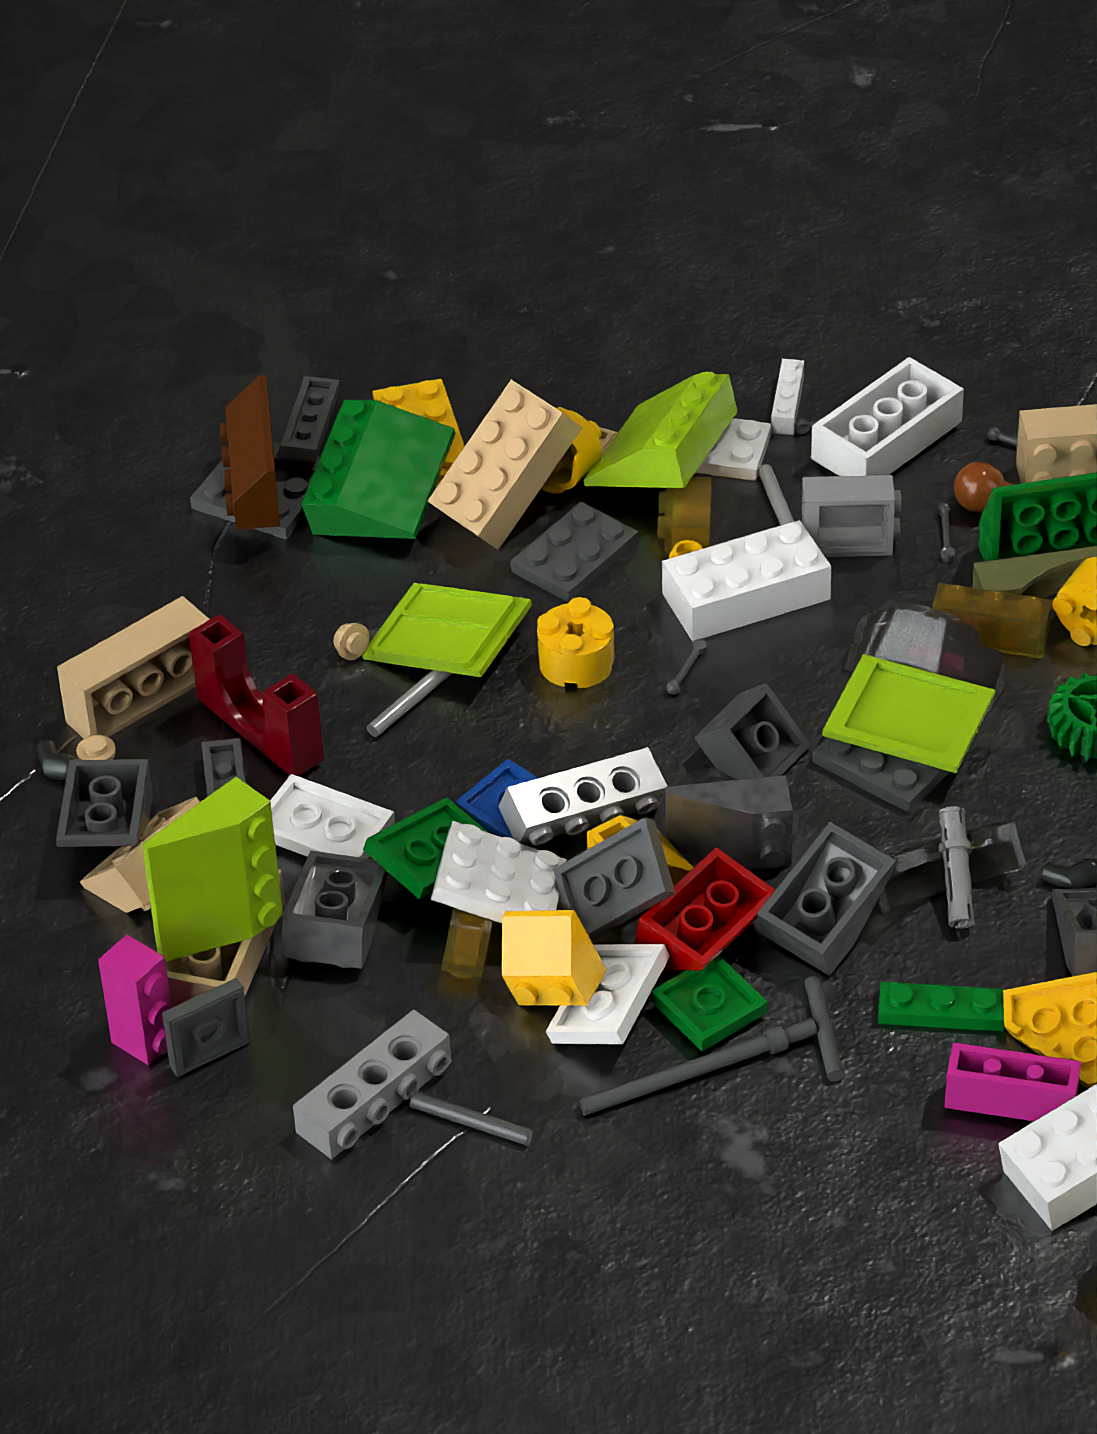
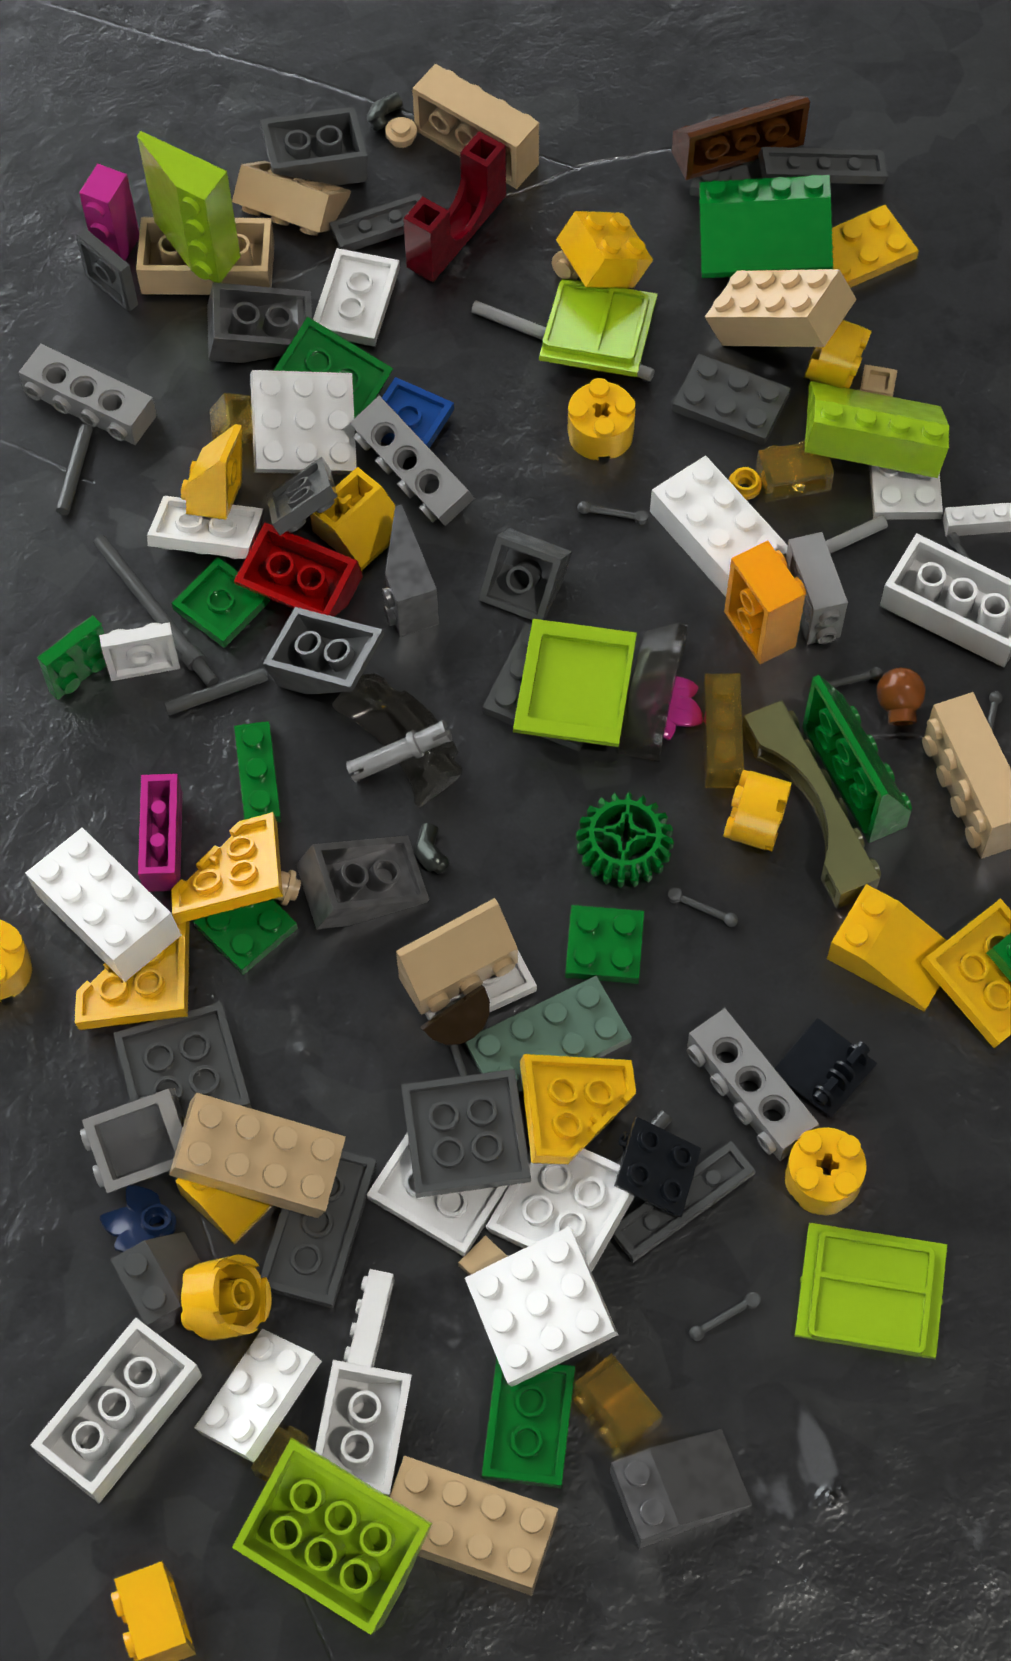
camera: 75 degrees right, 20 degrees up
(358, 593) = (604, 249): none -> yellow brick
(763, 1126) = (73, 658): none -> green plate
(768, 1066) = (139, 651): none -> white plate
(866, 542) = (764, 601): none -> light orange brick

